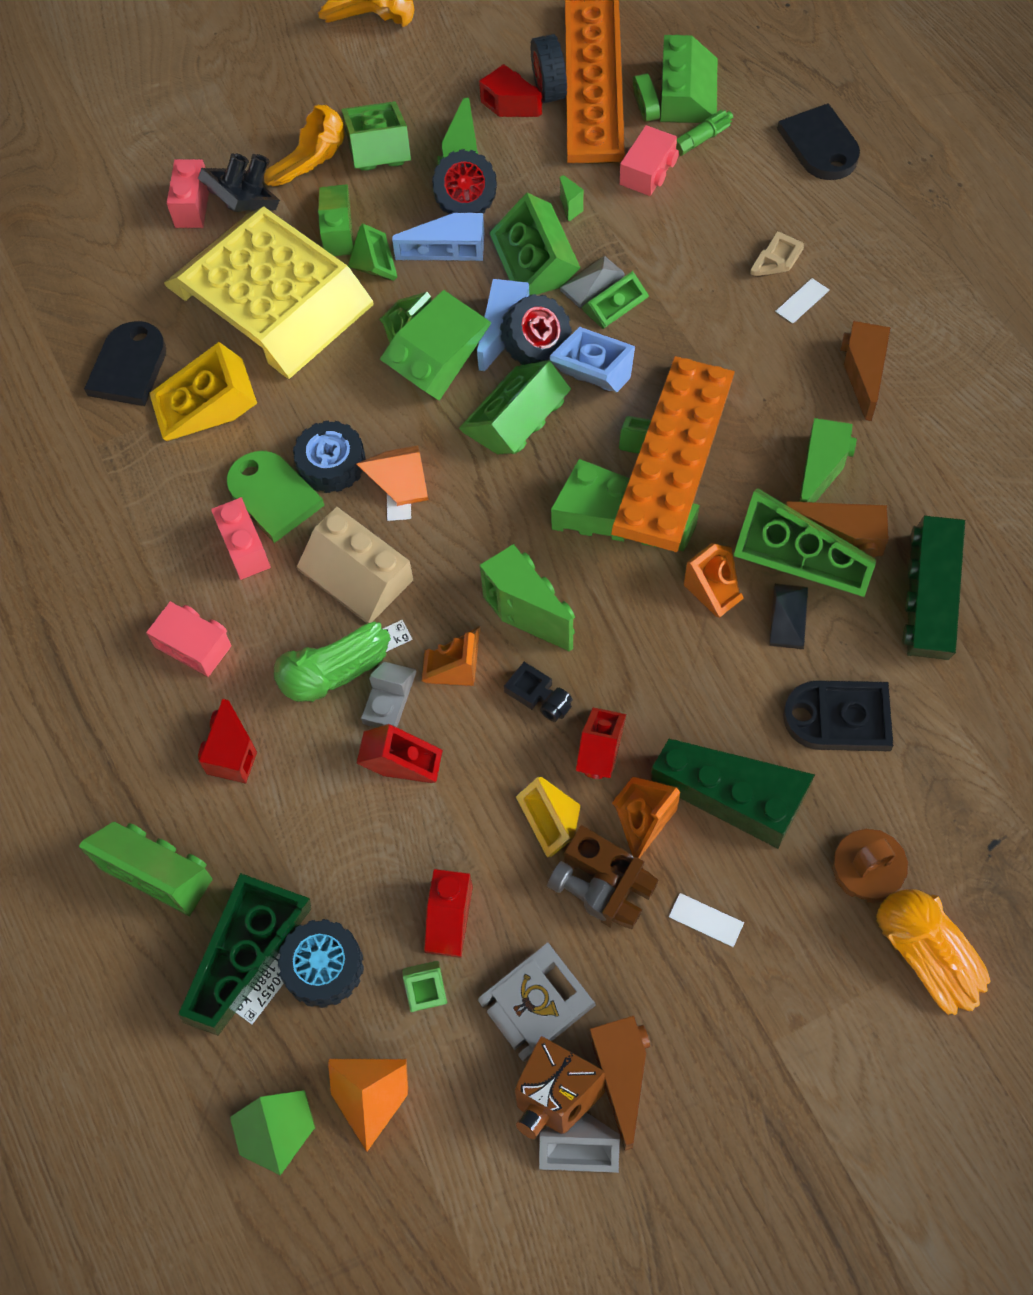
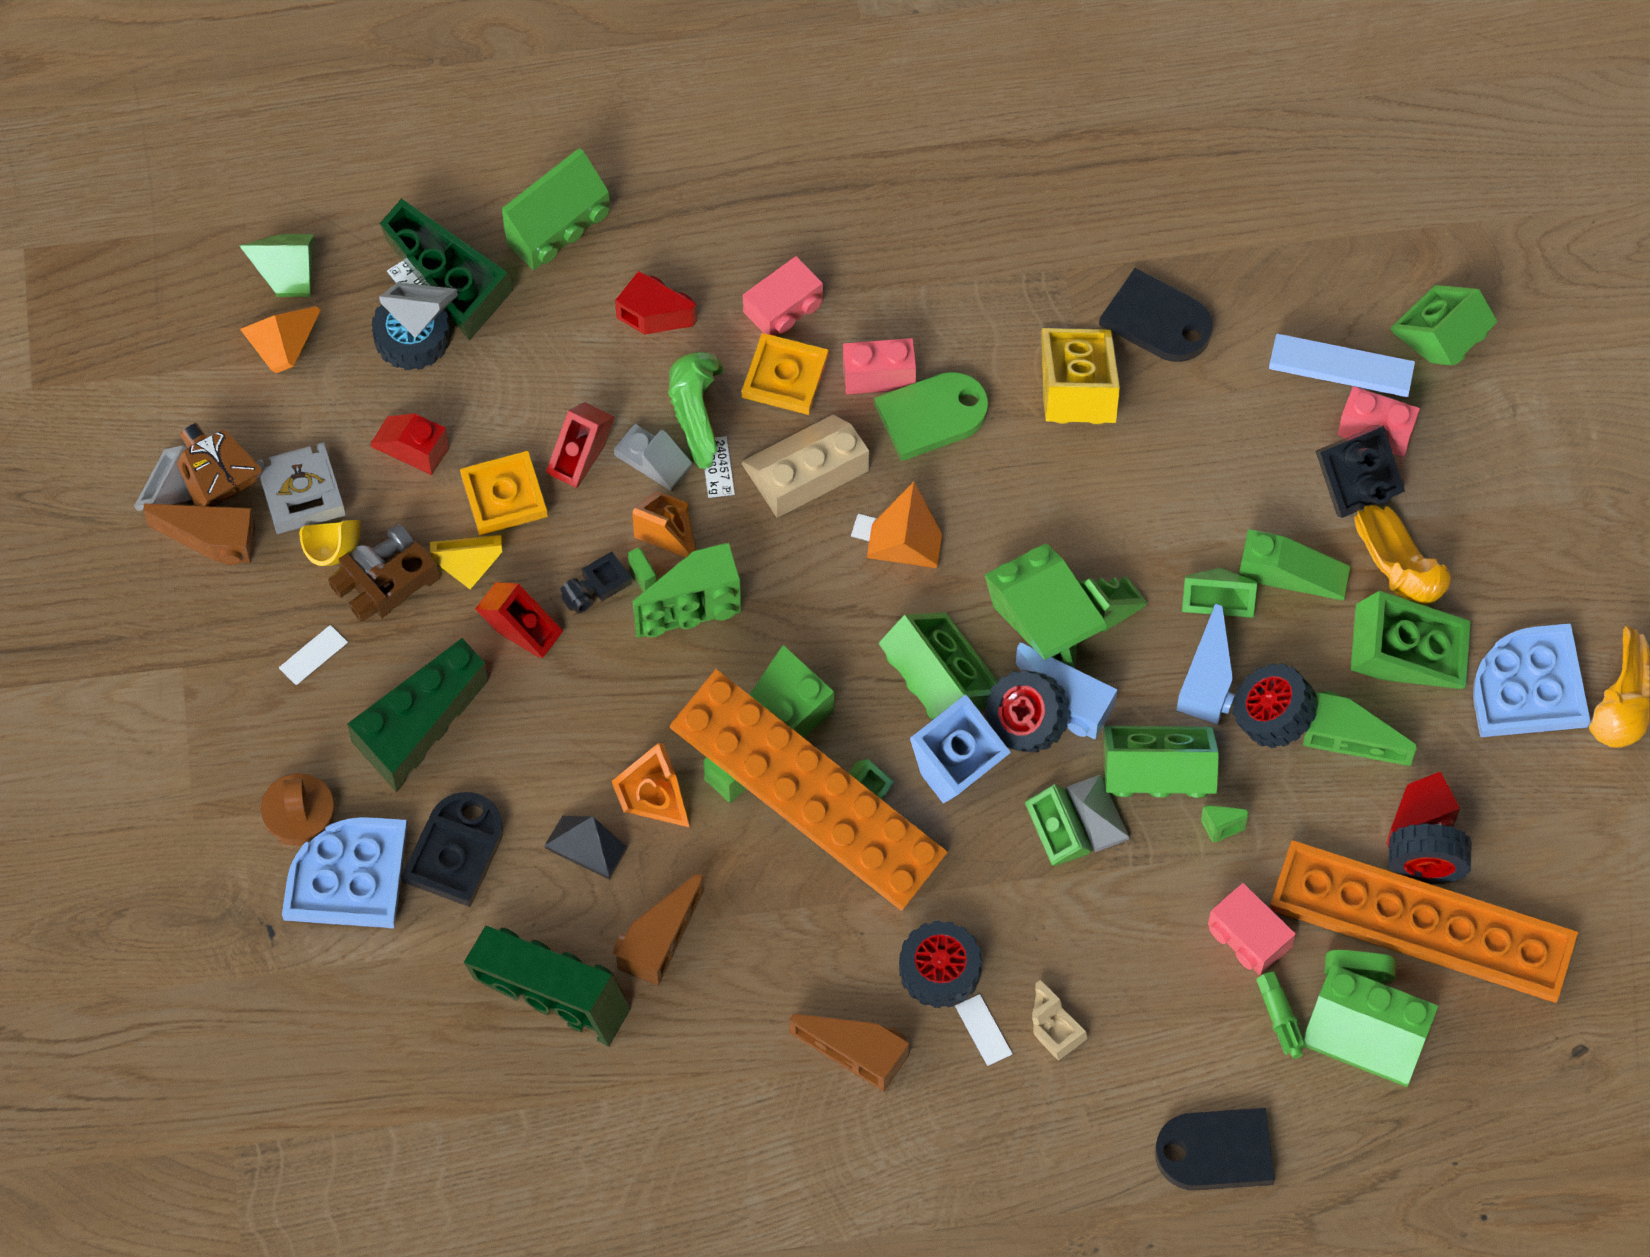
camera: 105 degrees right, 0 degrees up
(84, 179) = (1445, 323): none -> bright green slope
(145, 223) = (1342, 365): none -> light blue slope
(268, 613) = (785, 373): none -> light orange plate
(275, 289) = (1198, 465): light yellow slope -> none
(300, 949) = (416, 304): none -> light grey slope
(334, 470) = (953, 474): black wheel -> none
(380, 64) = (1530, 684): none -> light blue plate
(424, 986) = (358, 407): bright green slope -> none
(474, 805) = (503, 493): none -> light orange plate
(513, 655) = (641, 569): none -> bright green tile
(586, 940) = (329, 542): none -> yellow helmet
(644, 811) = (434, 635): orange slope -> none
(769, 334) = (940, 964): none -> black wheel
(796, 545) = (642, 870): bright green wedge -> none
(826, 456) = (753, 951): bright green slope -> none
(914, 791) = (348, 874): none -> light blue plate
(934, 949) = (195, 818): light orange hair -> none

